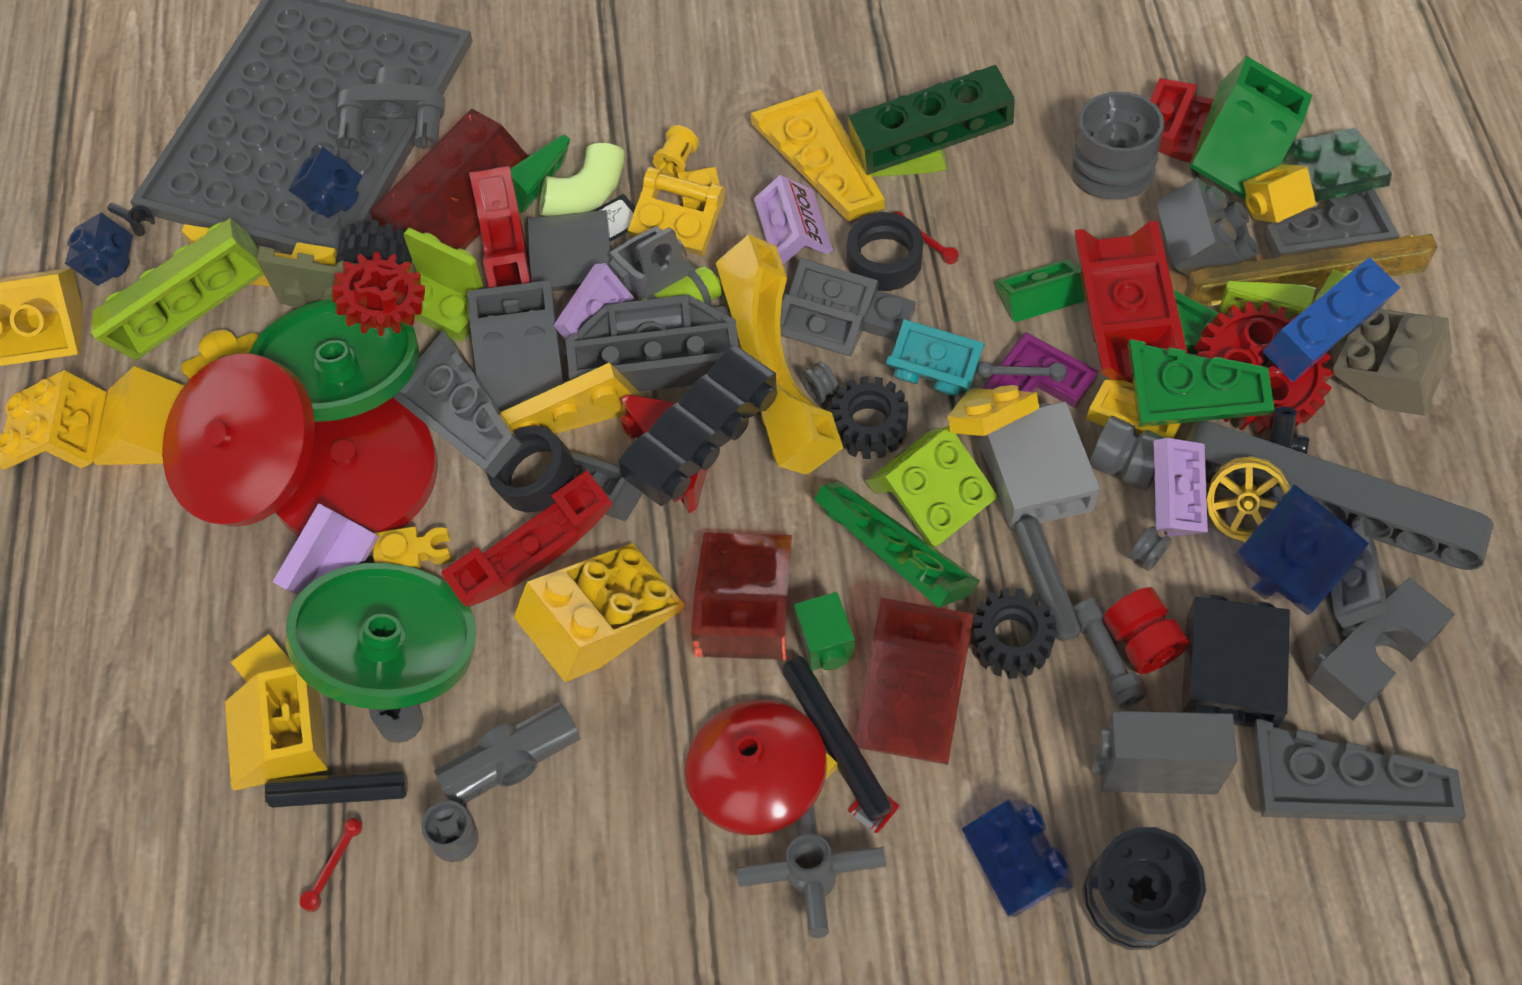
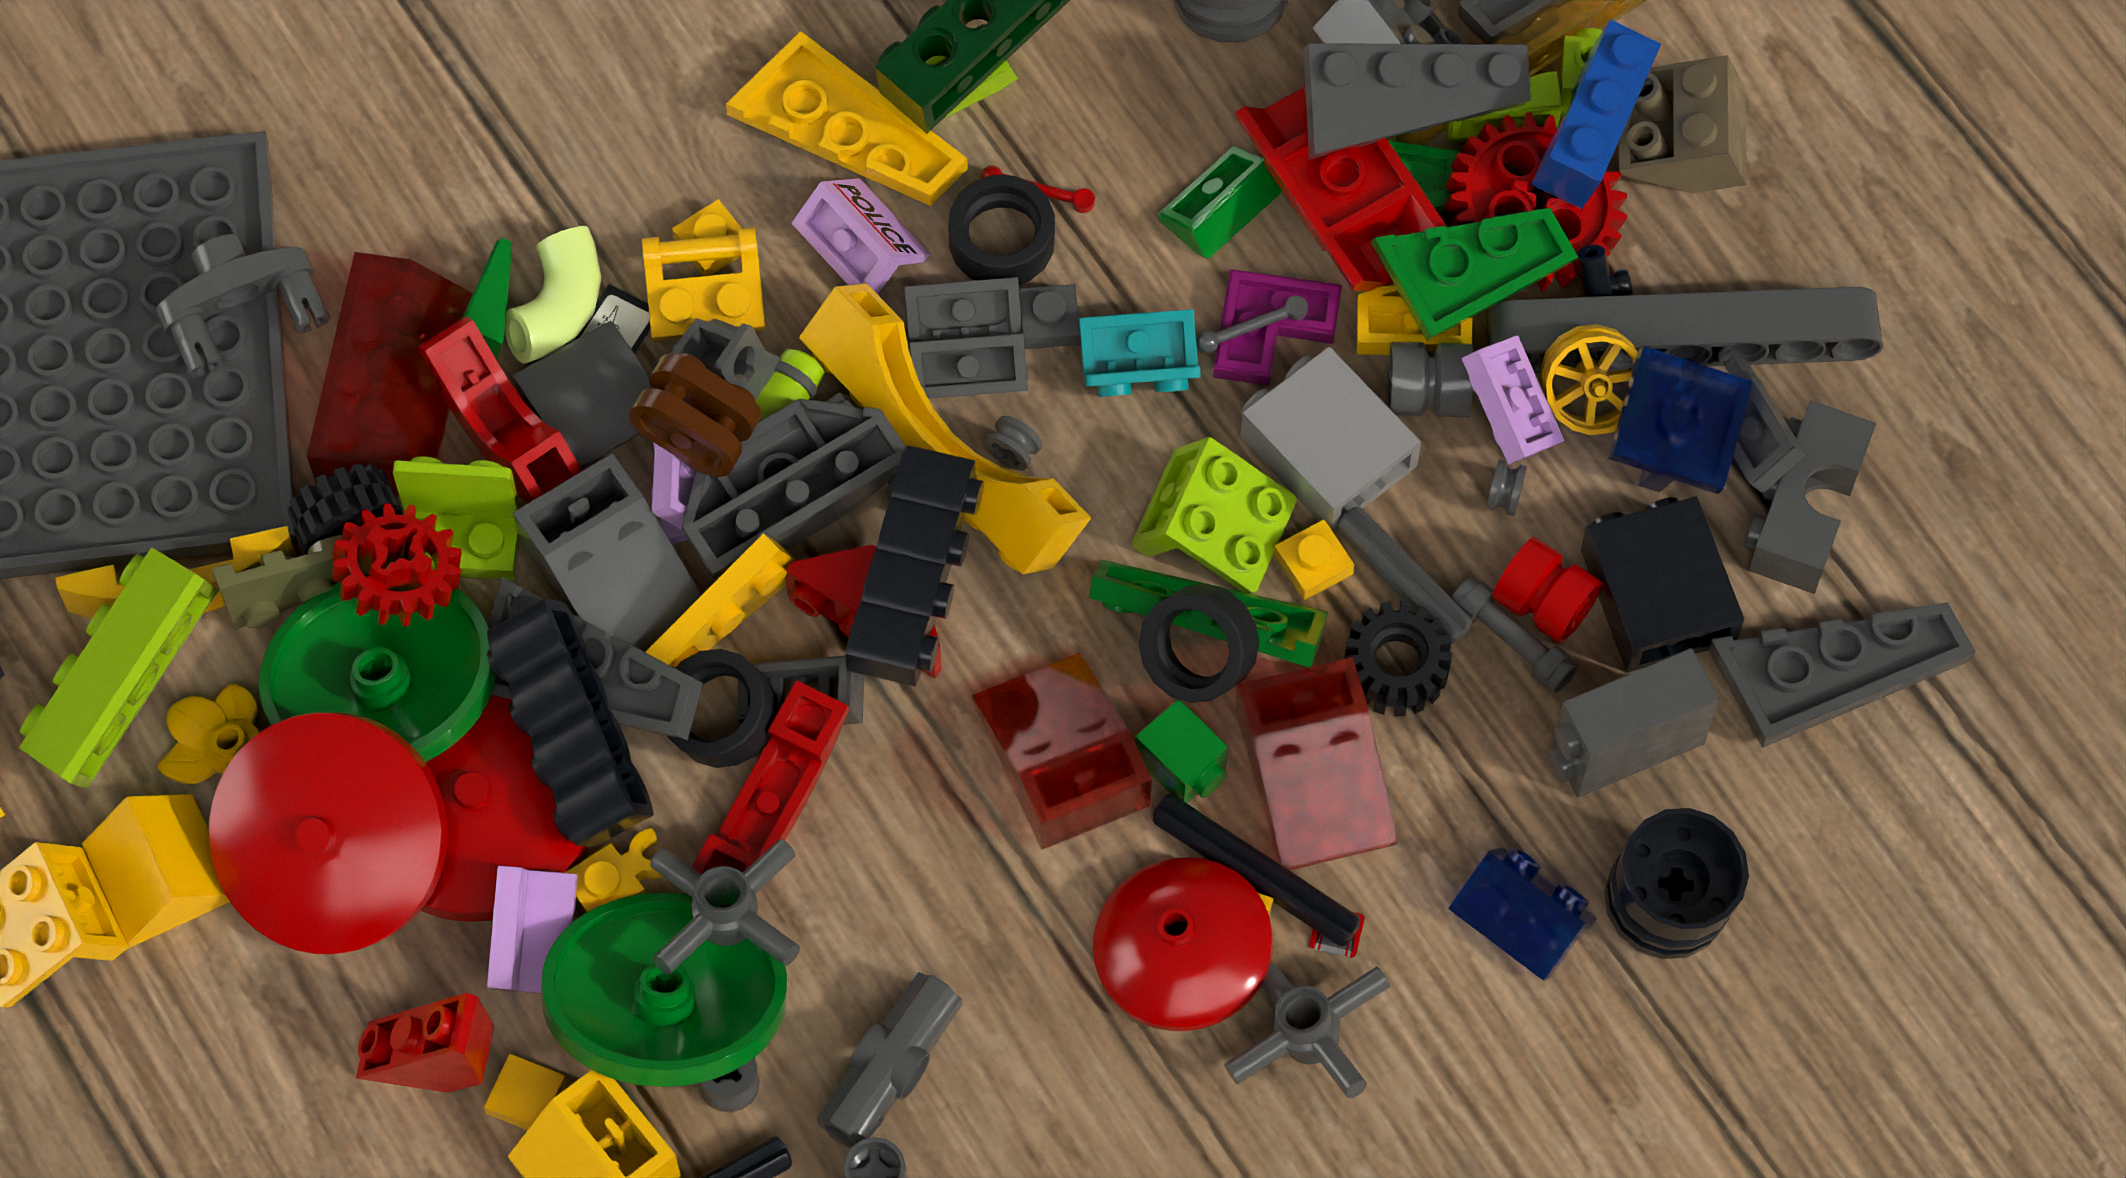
camera: 30 degrees left, 5 degrees up
(219, 605) = (429, 1046): none -> red slope
(326, 183) = (225, 441): dark blue brick -> none
(422, 438) = (569, 723): none -> black brick
(450, 596) = (728, 924): none -> dark grey bar
(595, 610) = (895, 846): yellow slope -> none
(610, 272) = (695, 414): none -> reddish brown brick
(675, 150) = (653, 197): yellow bush -> none
(840, 551) = (1163, 663): none -> black tyre
(870, 397) = (1104, 433): black tyre -> none
(988, 542) = (1314, 559): none -> yellow plate
(990, 409) = (1247, 396): yellow wing -> none
(1190, 250) = (1395, 89): none -> dark grey wing

